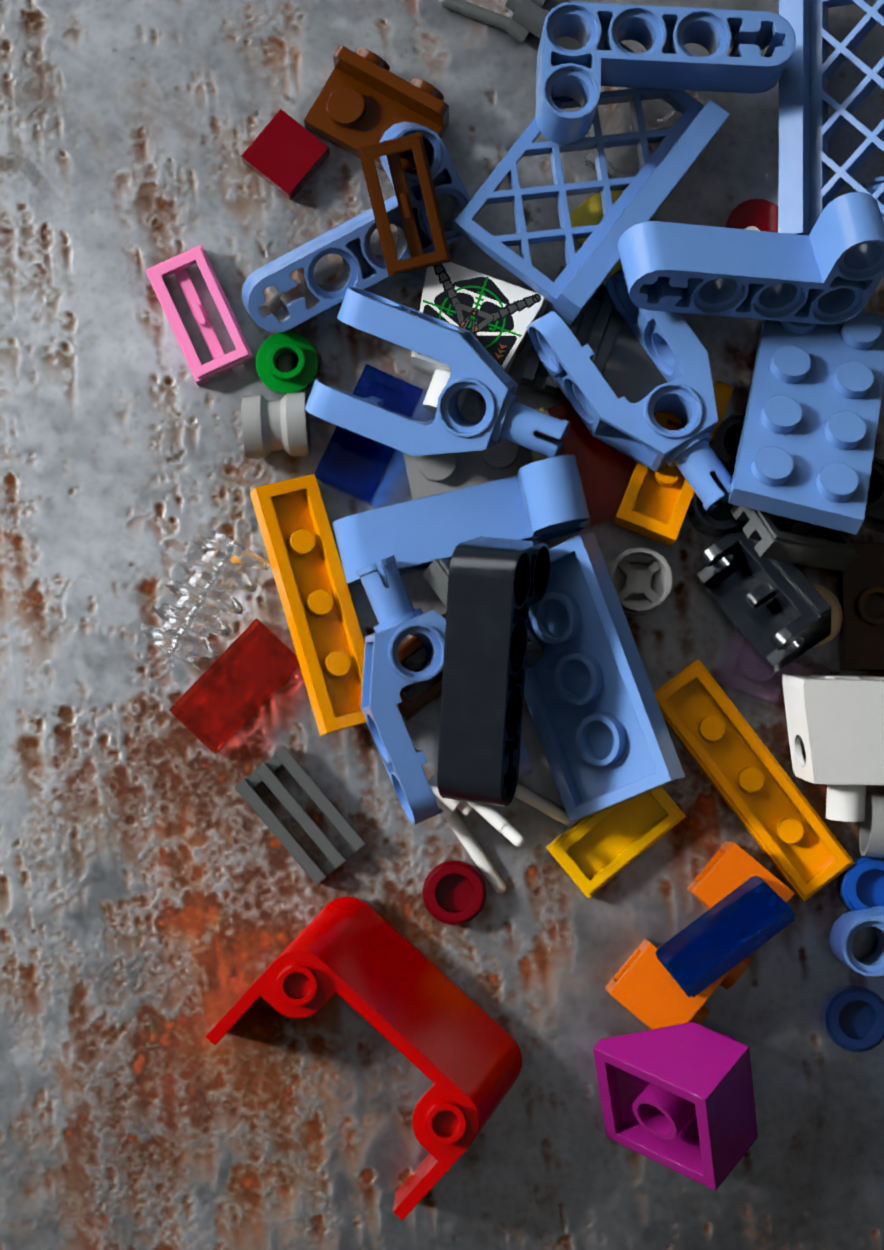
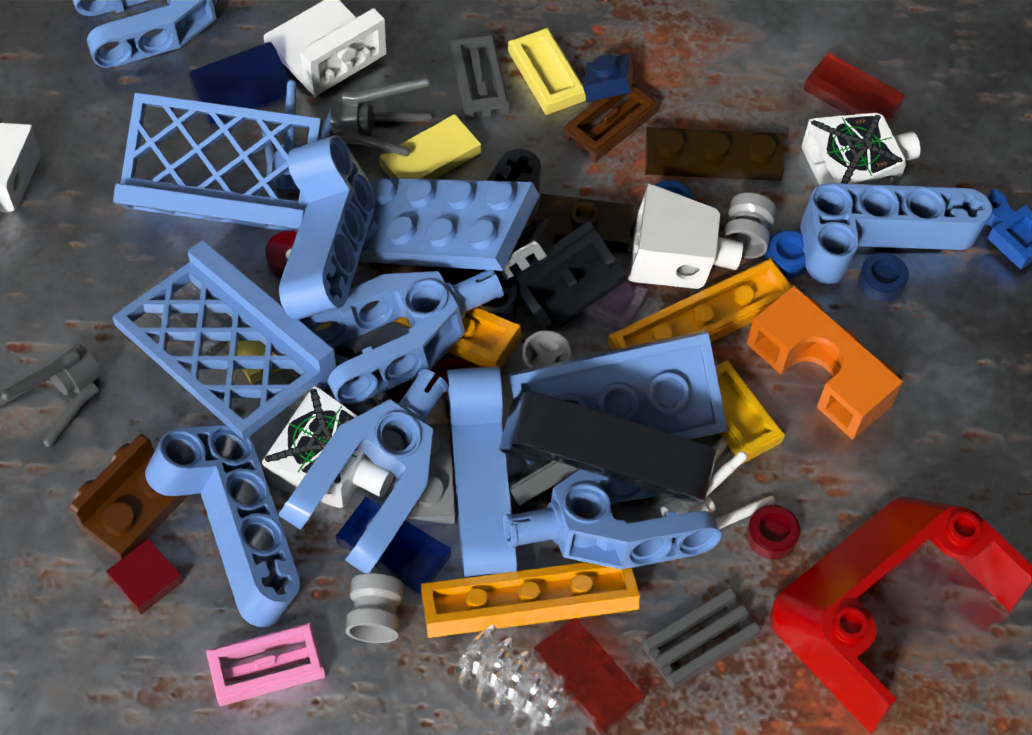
camera: 90 degrees left, 25 degrees down
(292, 381) = (325, 610): green plate -> none
(391, 149) = (222, 481): reddish brown tile -> none
(679, 1098) = (943, 382): magenta slope -> none
(724, 935) = (826, 326): clear blue slope -> none
(758, 56) = (132, 307): medium blue beam -> none

